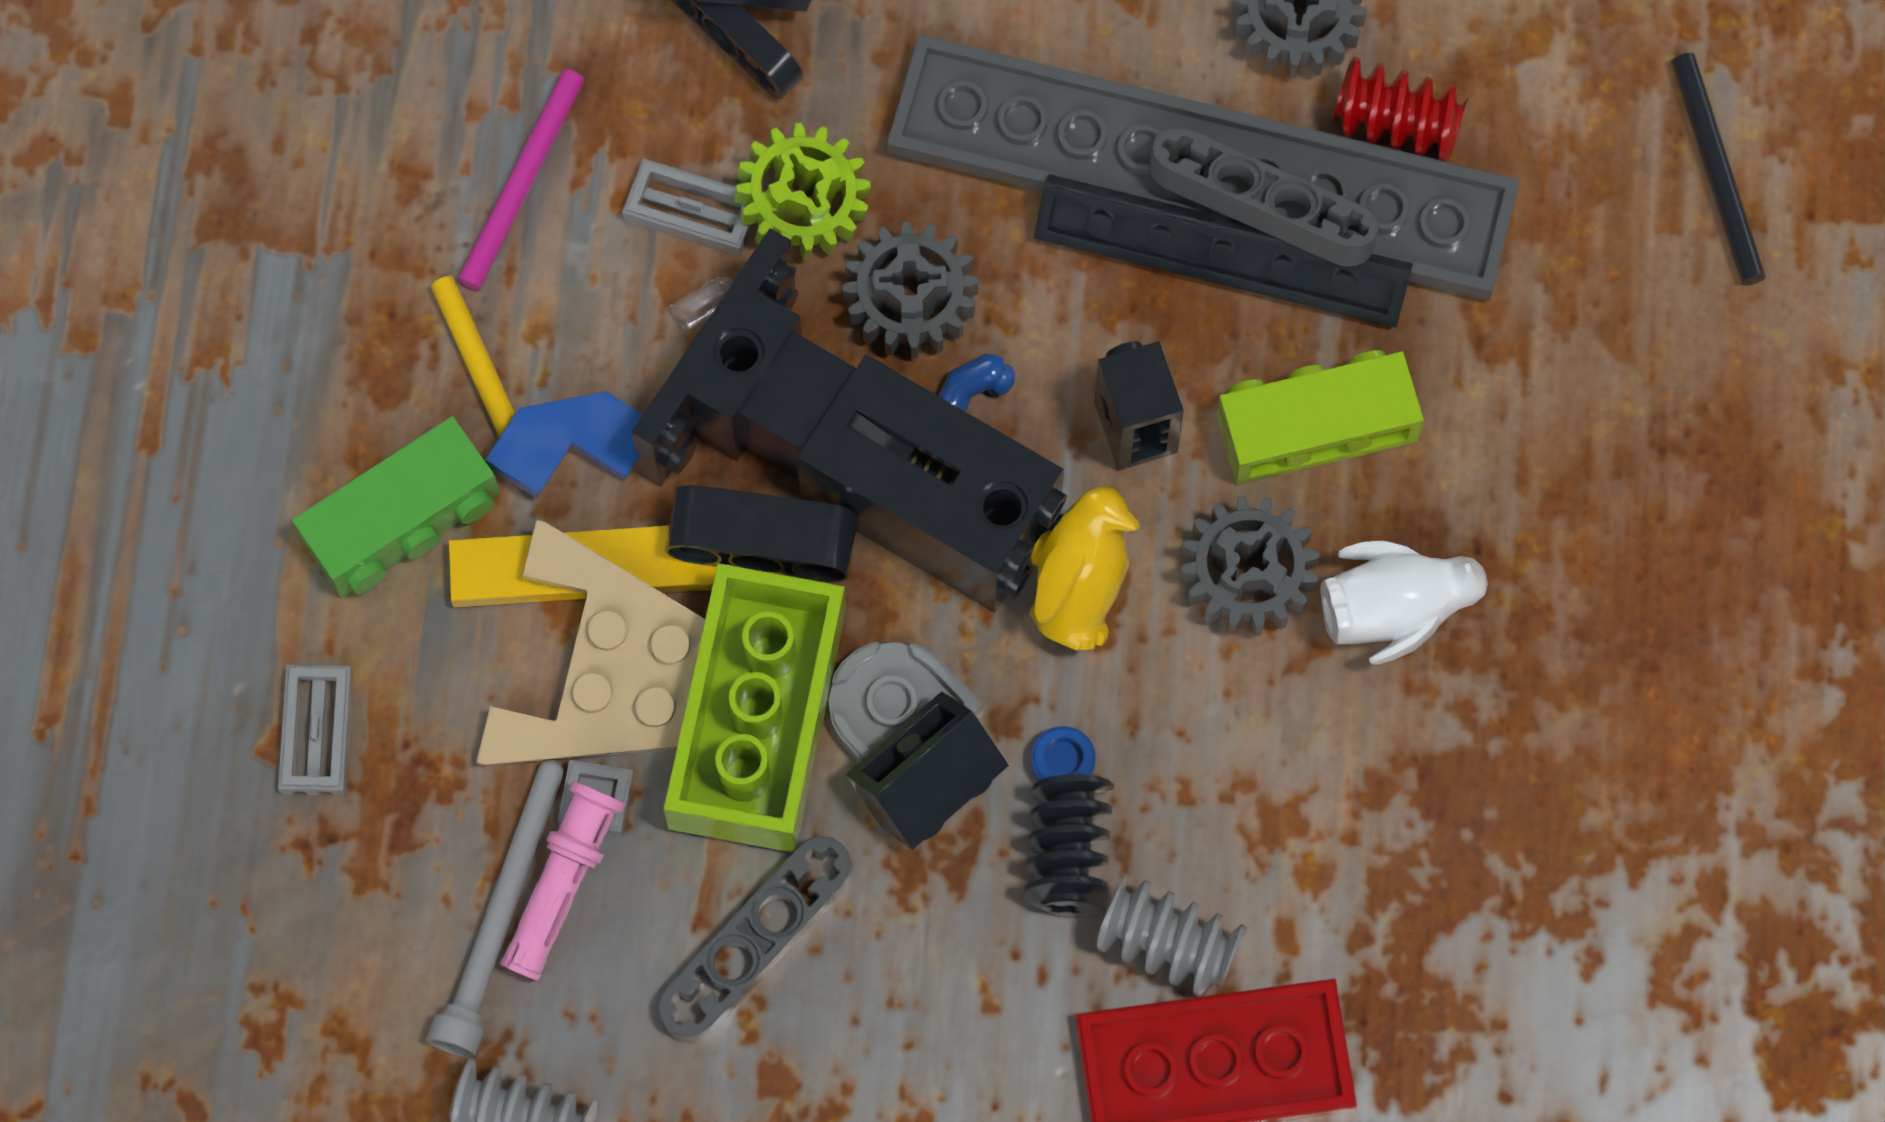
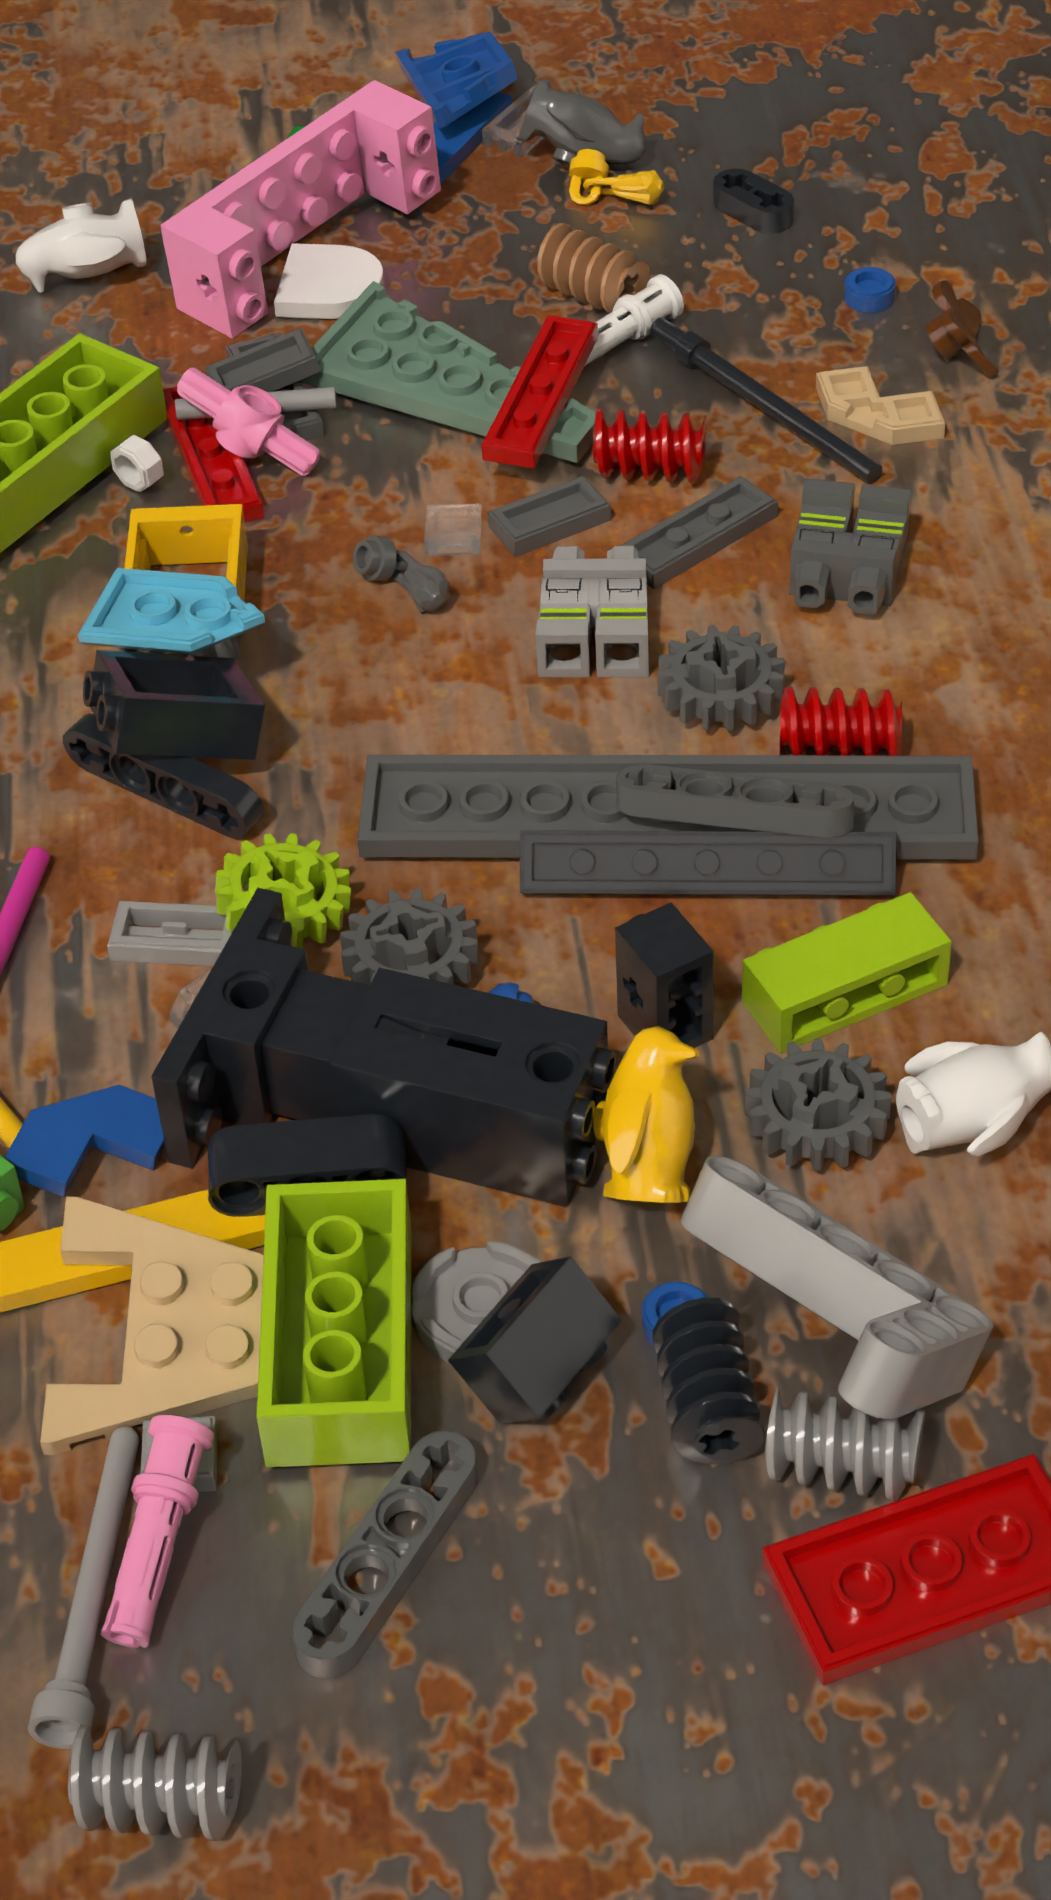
camera: 10 degrees left, 25 degrees down
(1223, 774) = (910, 1331): none -> light grey beam

